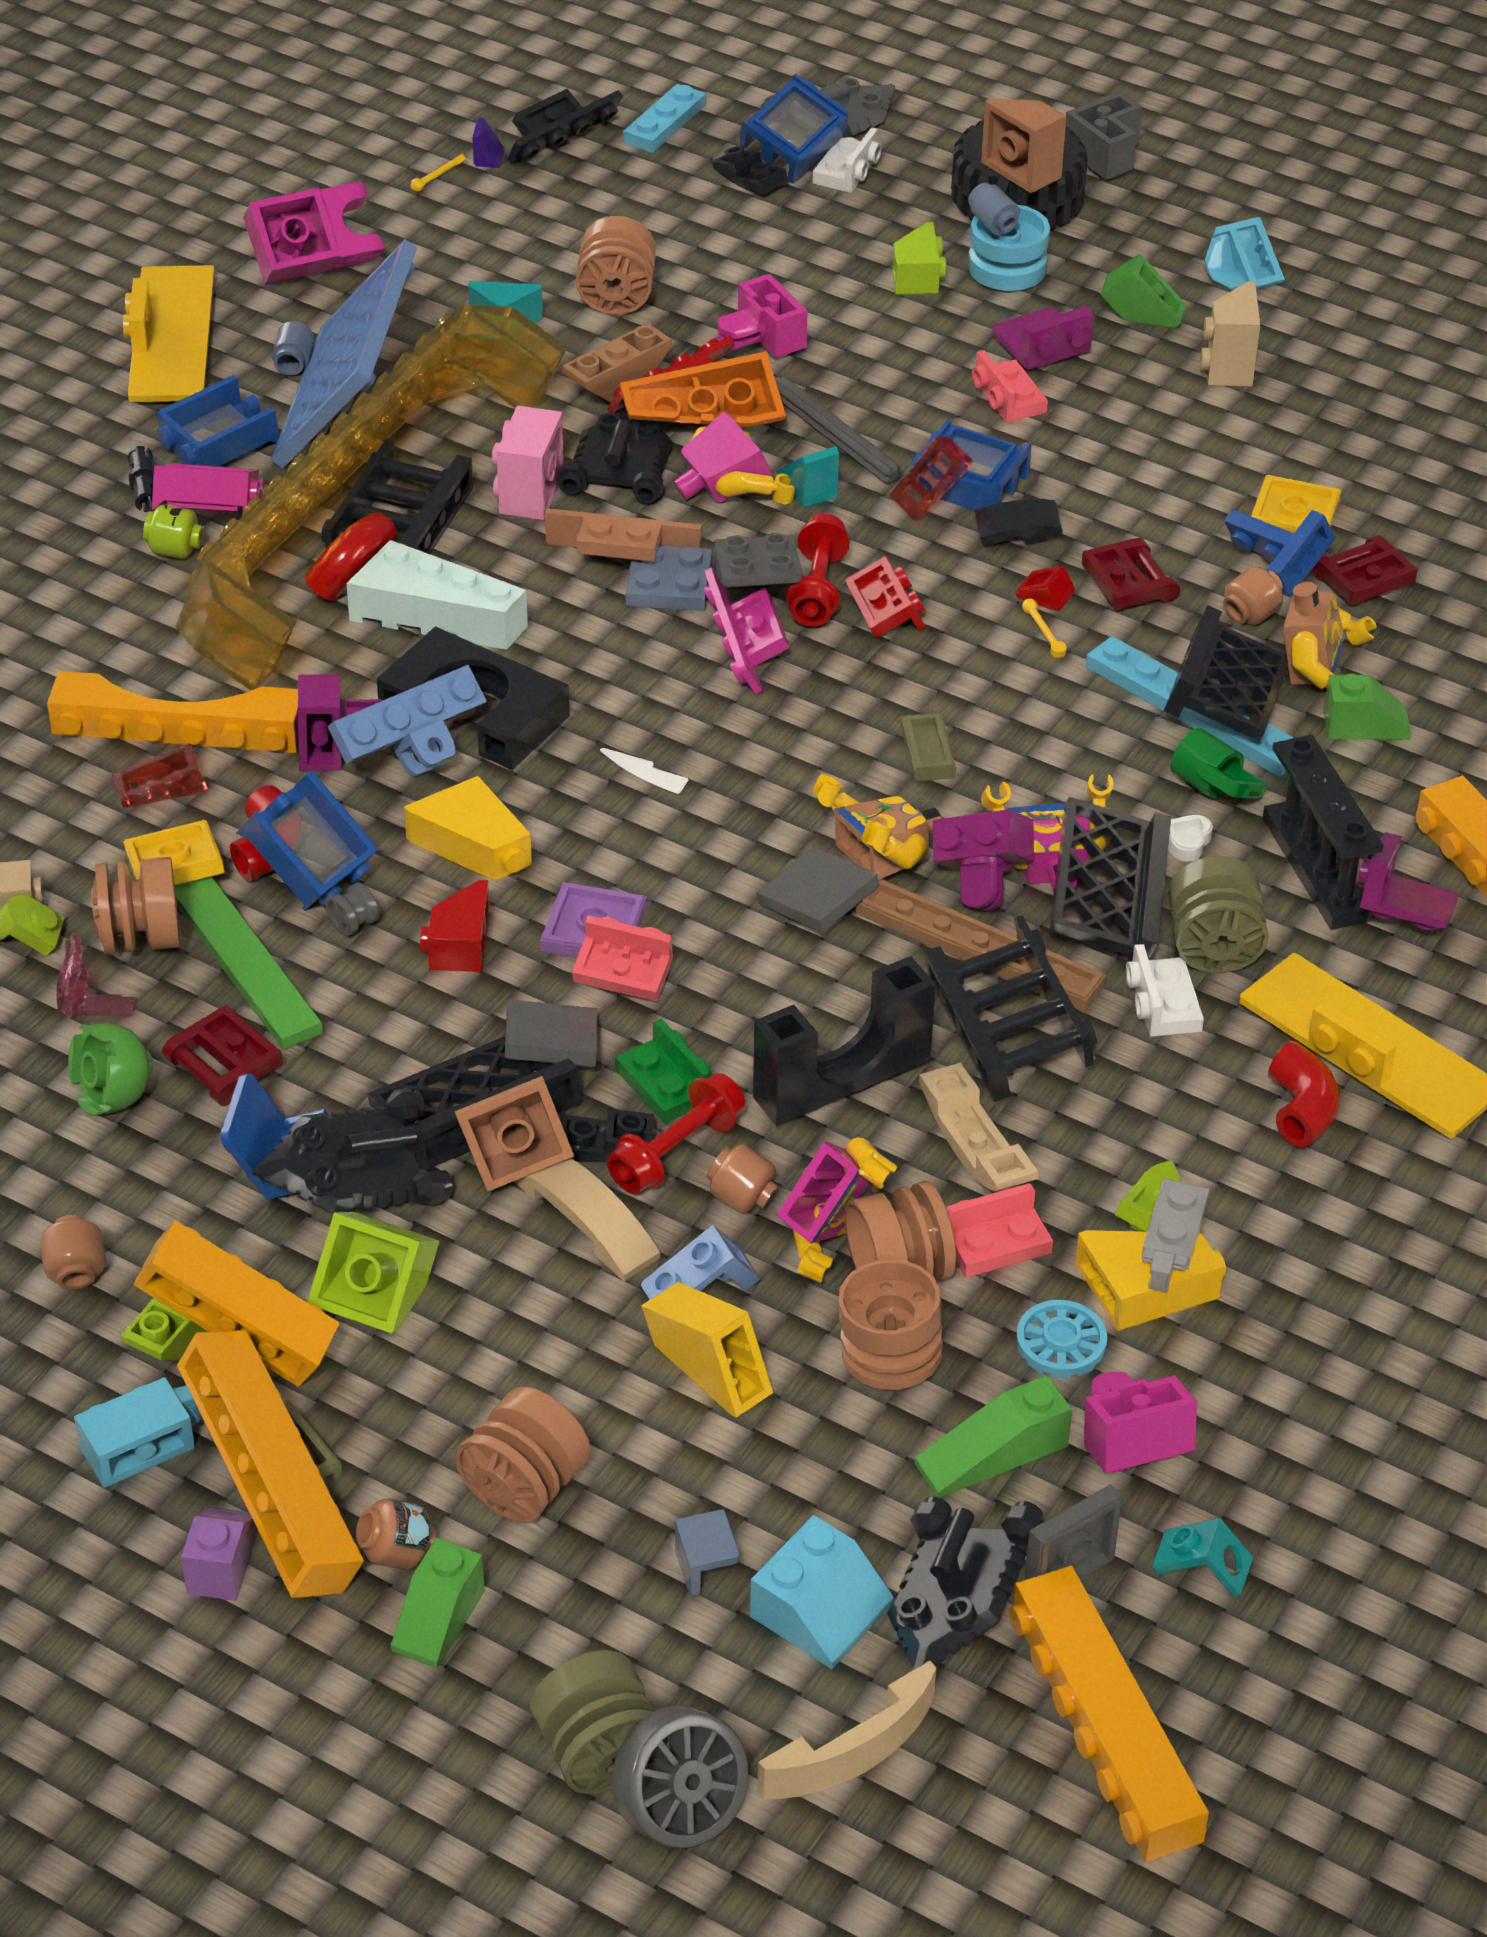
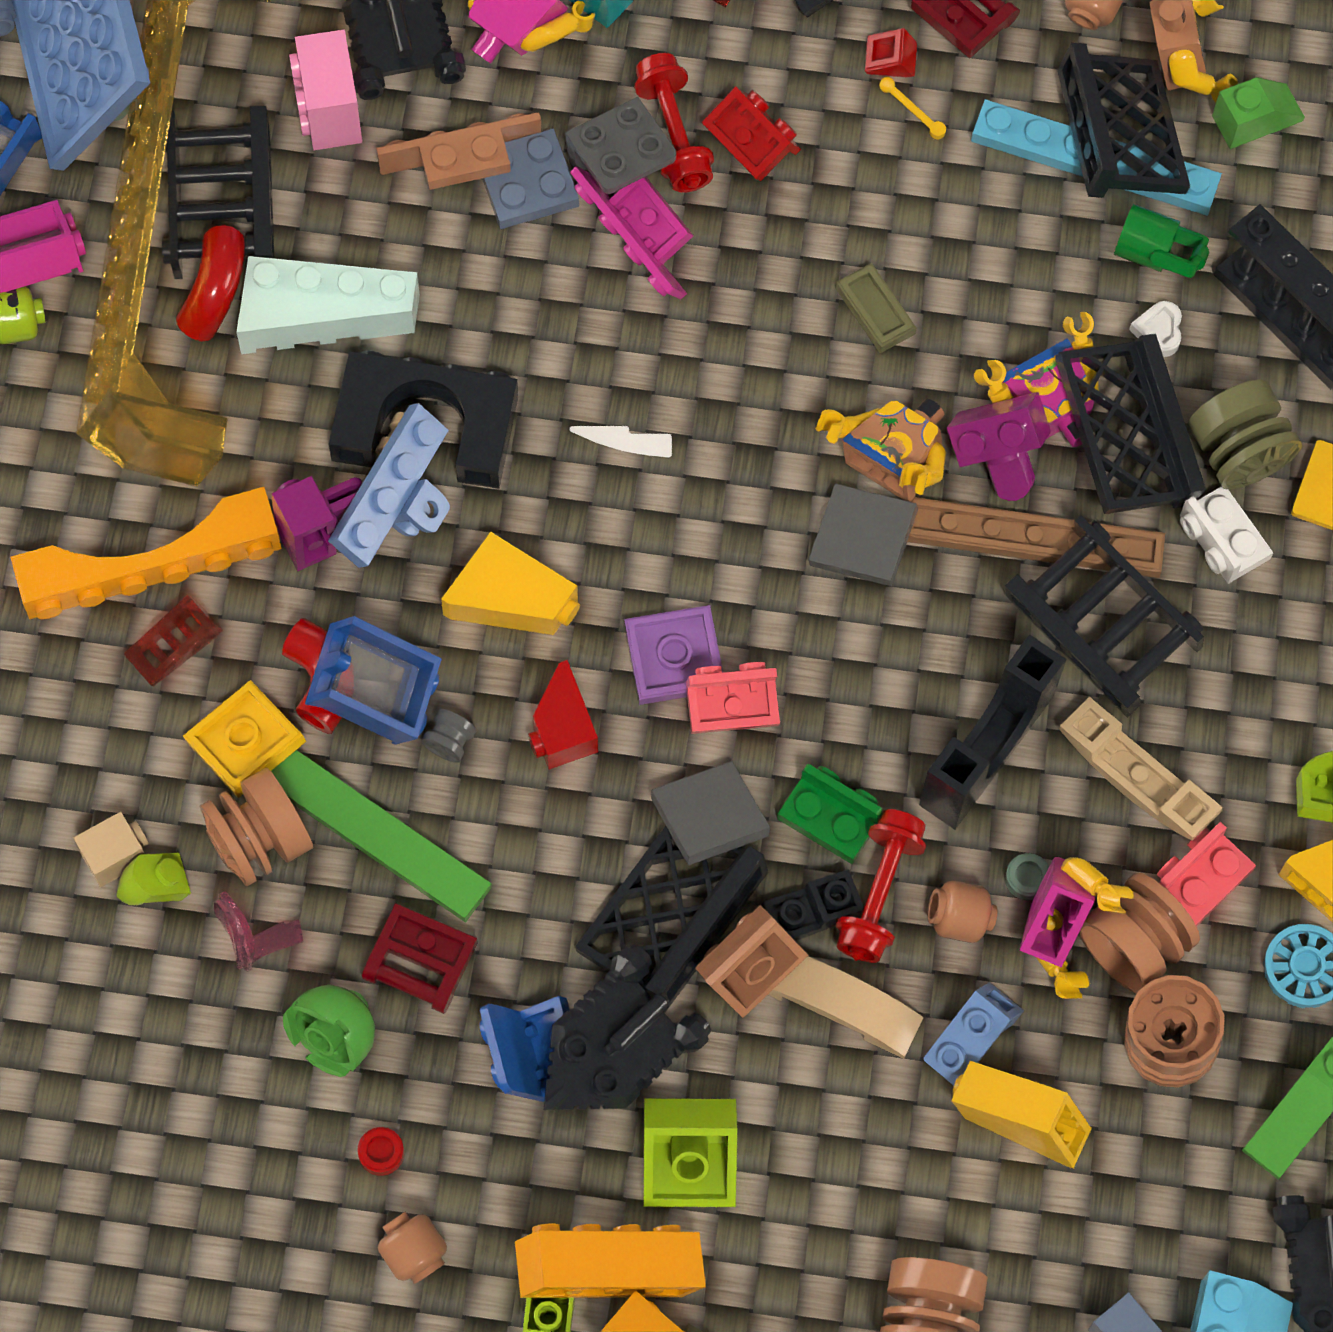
camera: 25 degrees left, 25 degrees up
(95, 1182) = (380, 1151): none -> red tile

